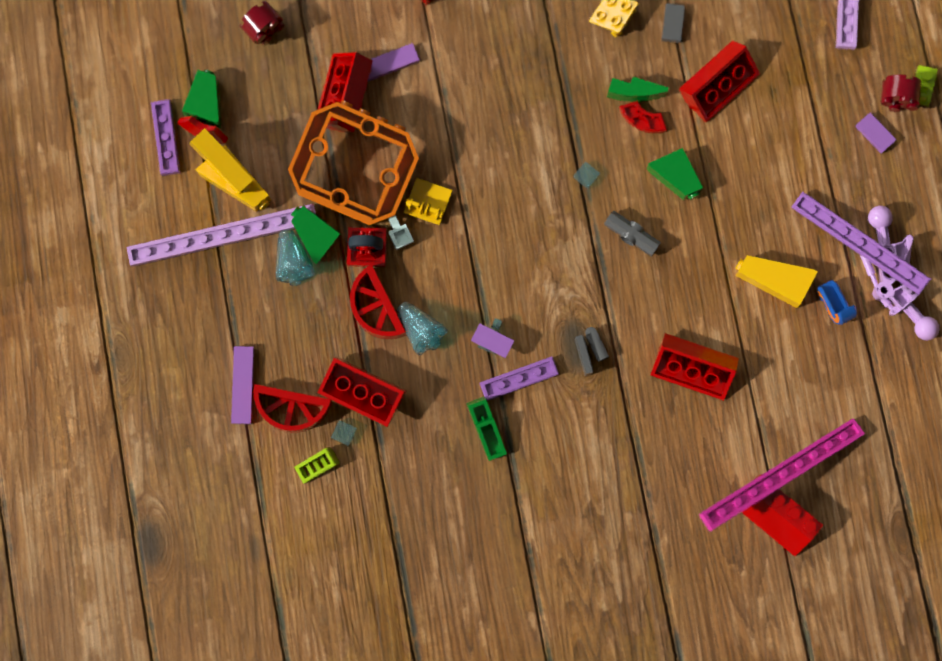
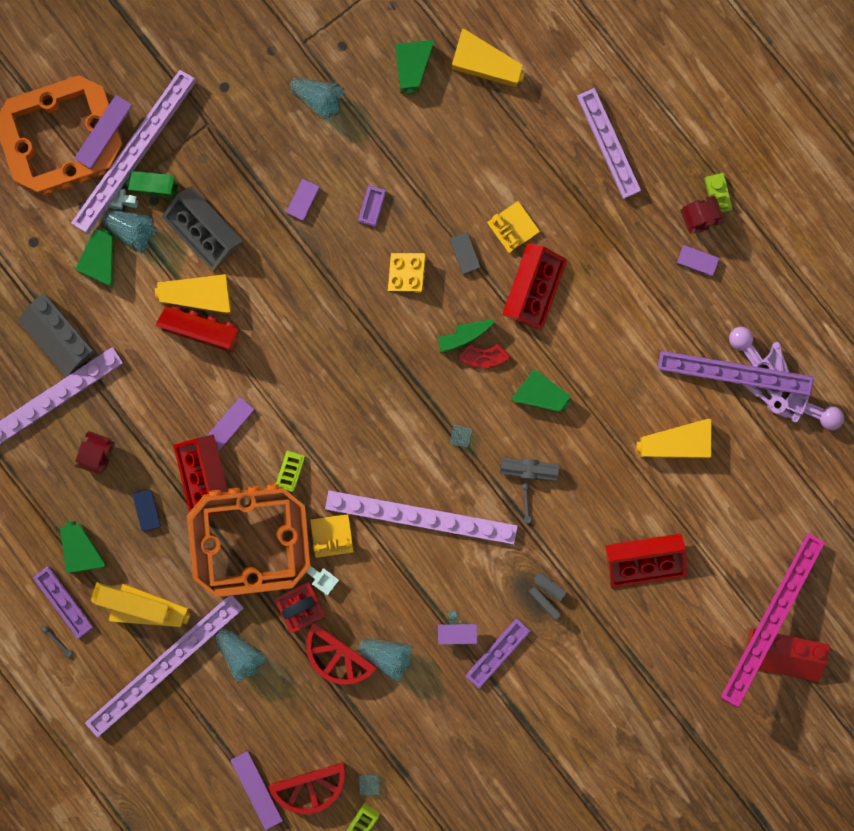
camera: 25 degrees left, 5 degrees up
(145, 182) = (67, 652): none -> dark grey hinge
(194, 127) = (83, 579): red tile -> none
(279, 97) = (146, 510): none -> dark blue tile
(314, 232) = (246, 620): green slope -> none
(361, 391) = (366, 741): red slope -> none
(426, 132) = (291, 488): none -> lime slope
(486, 428) = (492, 713): green slope -> none
(515, 226) = (421, 517): none -> lavender plate
(607, 276) = (527, 519): none -> dark grey hinge
(727, 22) = (513, 226): none -> yellow hinge
(836, 303) = (741, 437): blue animal -> none

